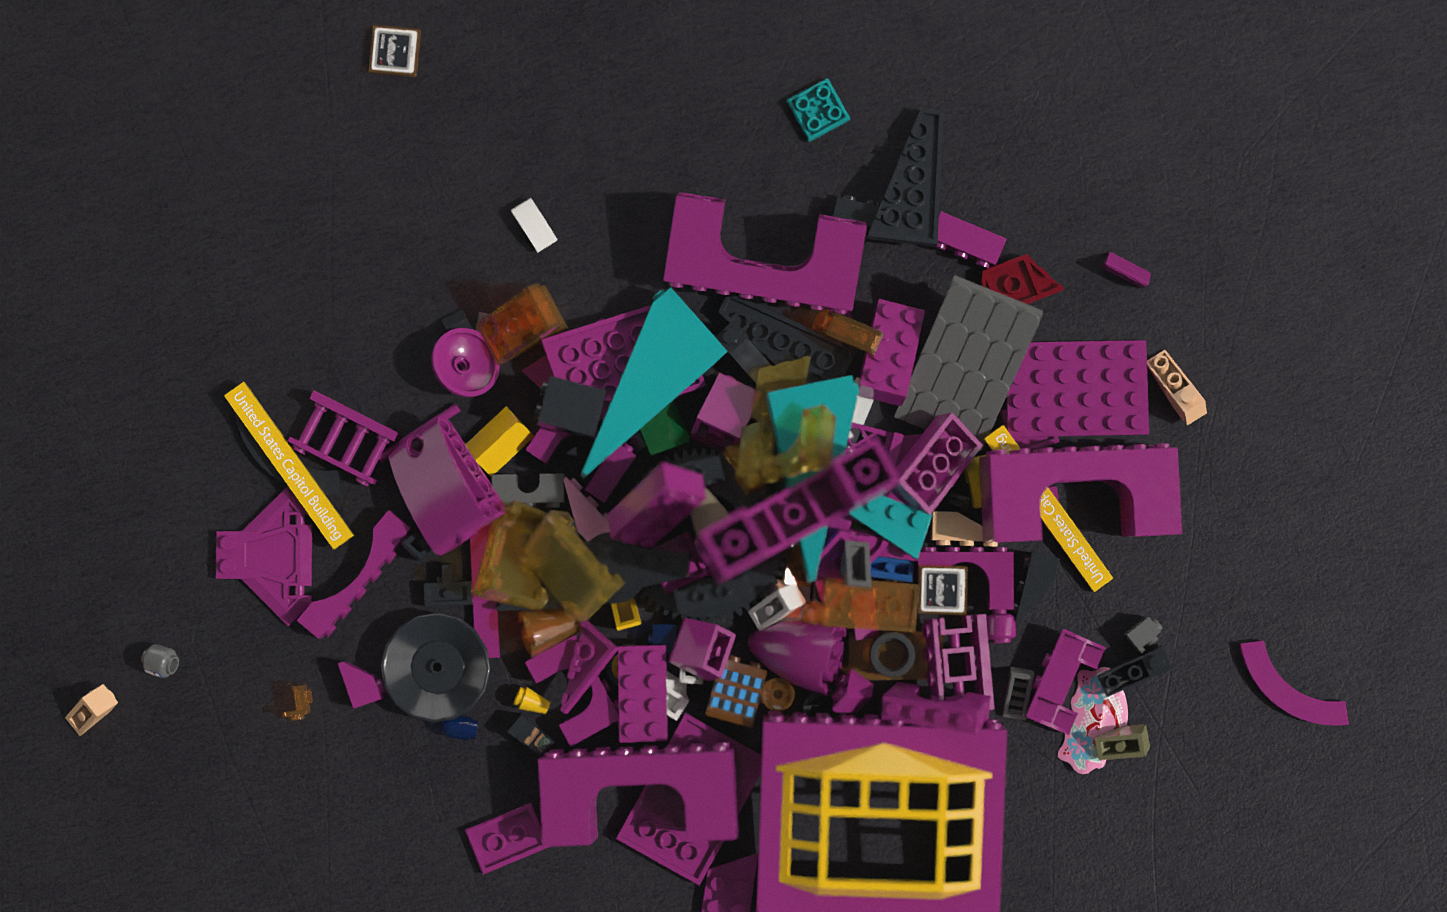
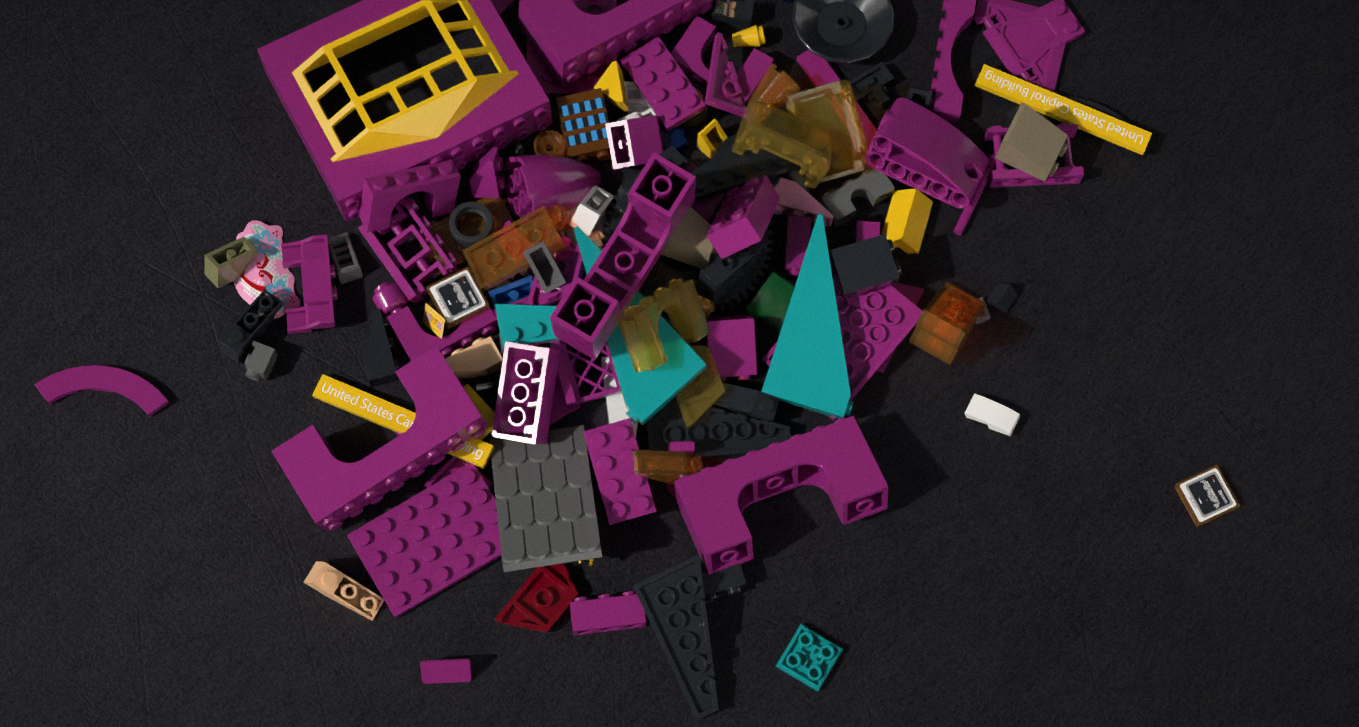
camera: 145 degrees right, 15 degrees down
(345, 439) = (1032, 144): none -> dark tan slope
(470, 351) = (958, 265): magenta dish -> none
(689, 715) = (613, 87): none -> yellow slope
(826, 340) = (682, 446): none -> magenta tile
(973, 583) = (433, 320): none -> yellow sticker

